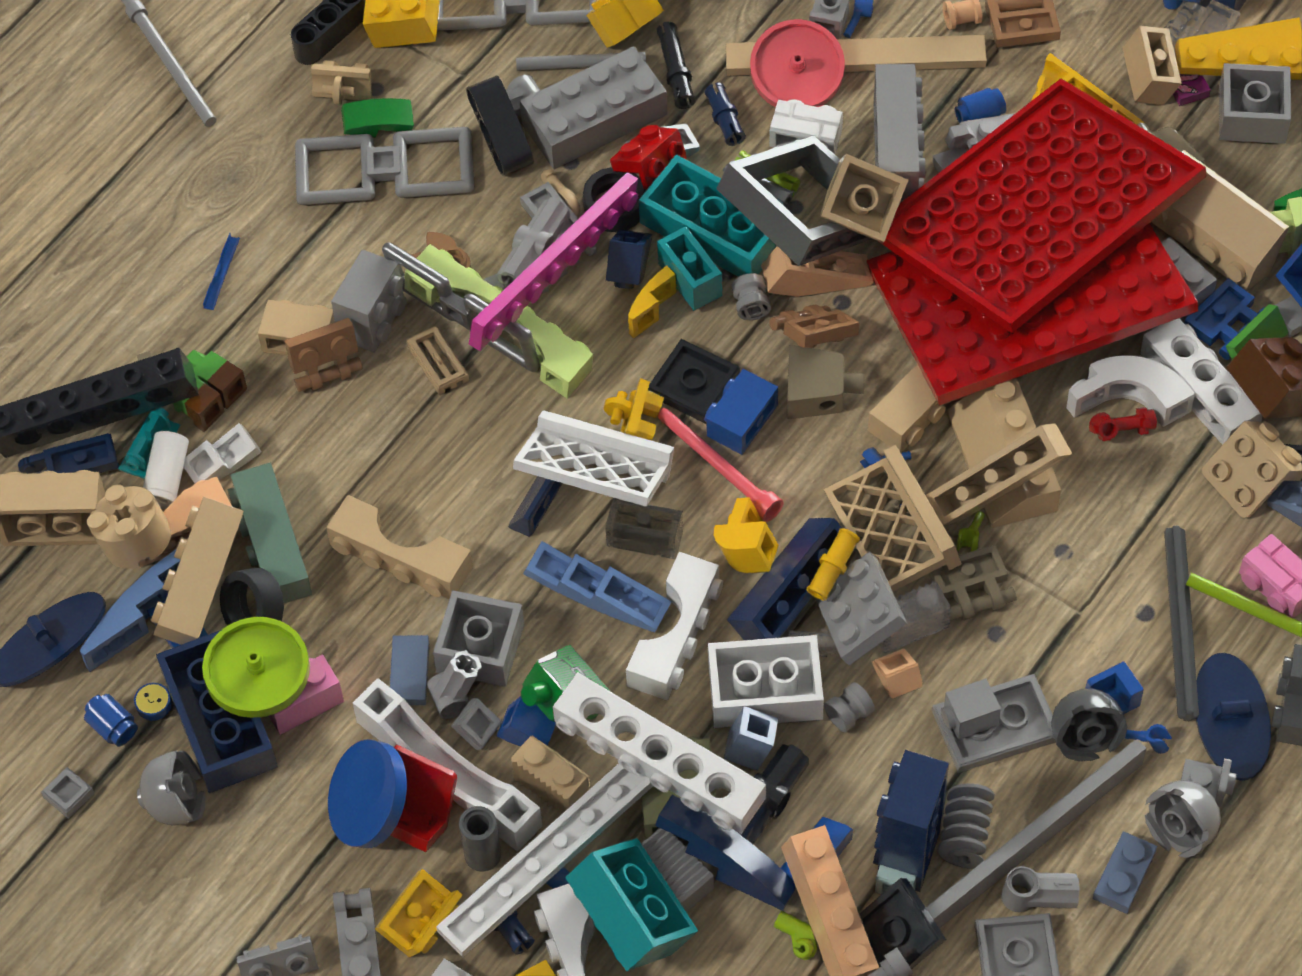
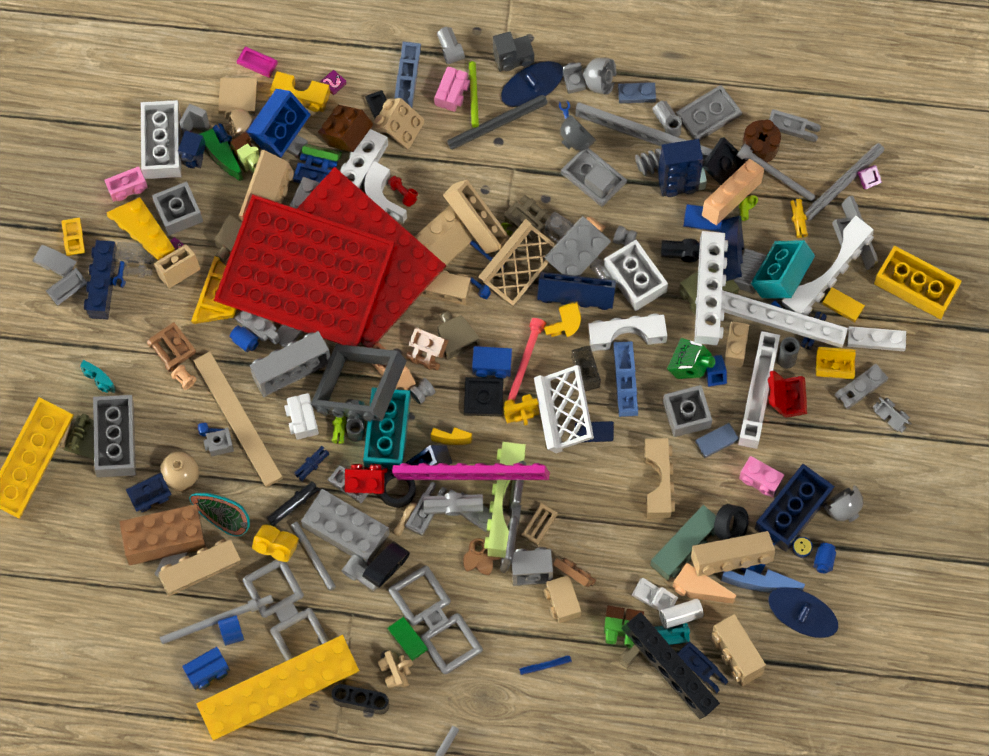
camera: 120 degrees left, 10 degrees up
(67, 792) = (870, 558): light grey tile -> none
(129, 526) = (739, 604): tan brick -> none
(256, 667) = (768, 492): lime piece -> none
(367, 794) = (798, 411): blue piece -> none
(451, 687) = (719, 408): light grey piece -> none
(476, 723) = (728, 392): light grey tile -> none
(696, 273) = (423, 424): teal brick -> none
(750, 738) = (668, 266): sand blue brick -> none
(797, 63) = (264, 440): coral piece -> none
(833, 564) = (562, 269): yellow pin -> none
(863, 197) = (350, 348): tan slope -> none
(1120, 685) = (550, 133): blue panel -> none

